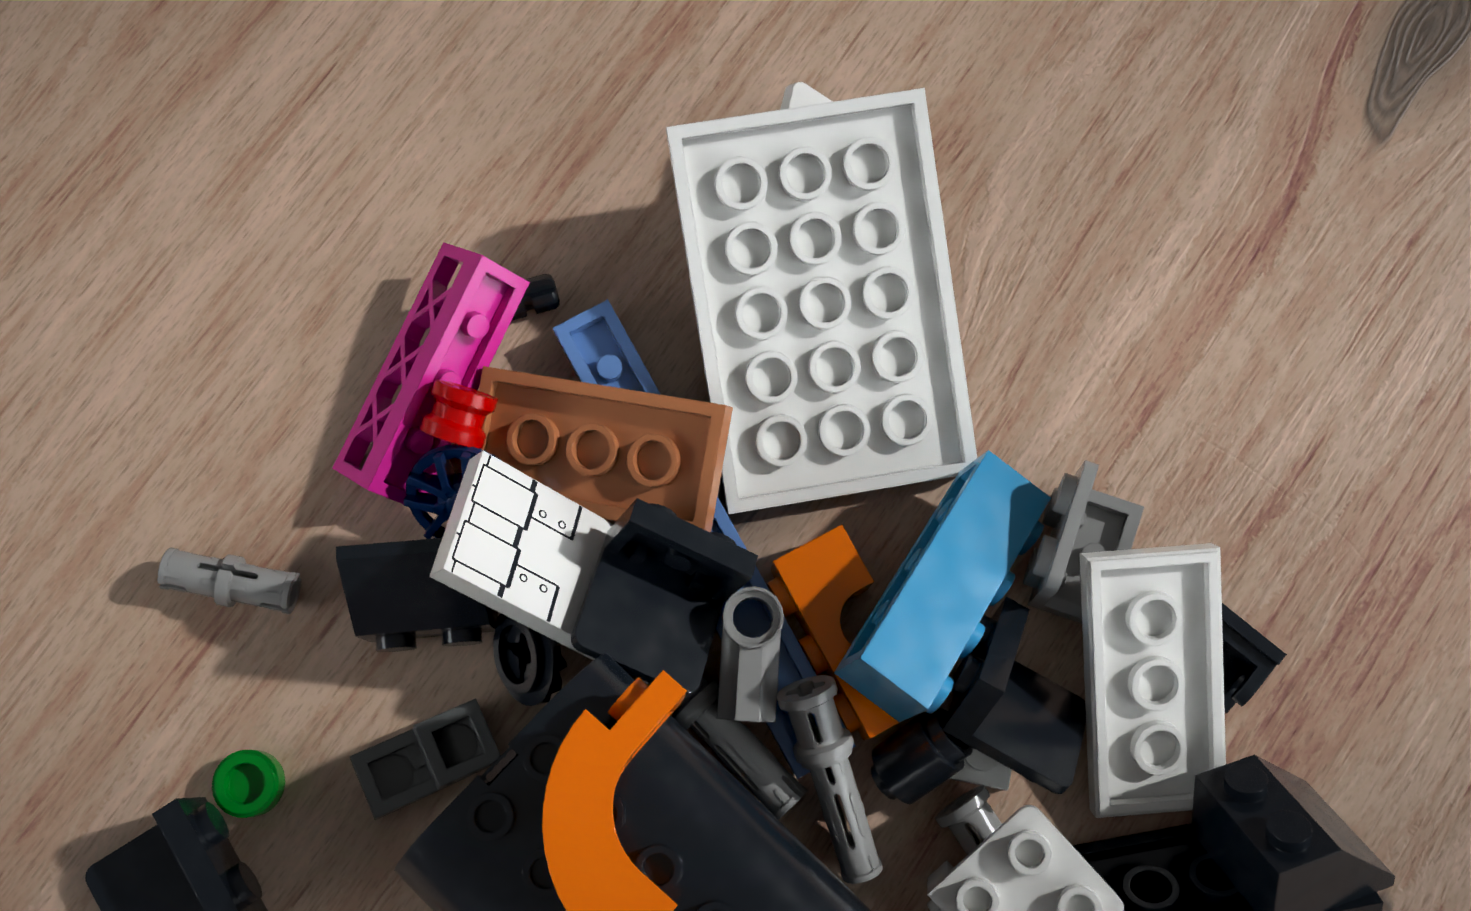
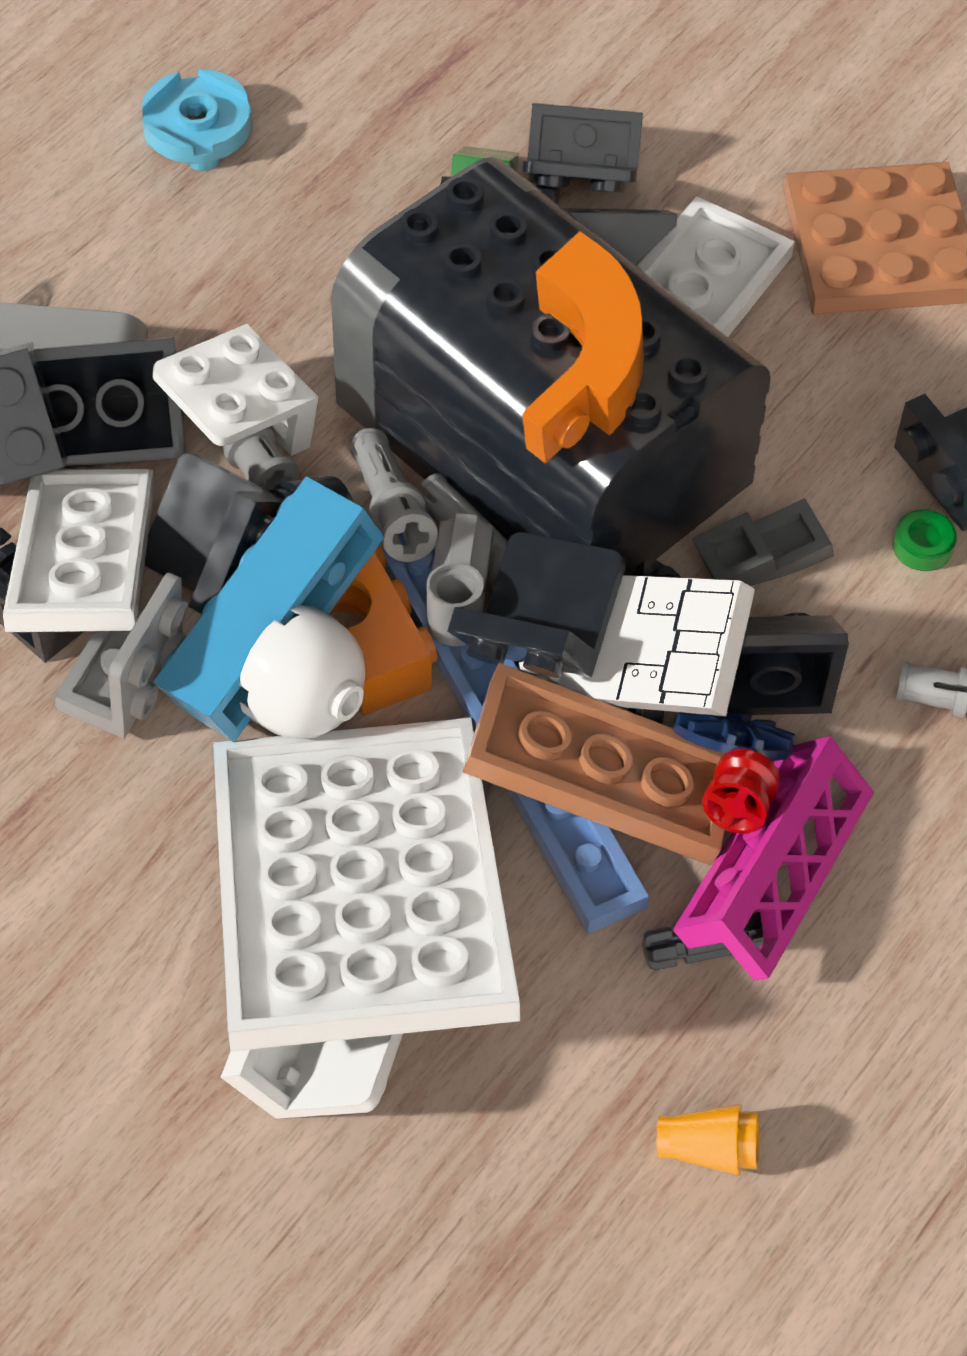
camera: 175 degrees left, 20 degrees down
(500, 117) = (712, 1138): none -> light orange cone
(894, 511) = (303, 675): none -> white cylinder

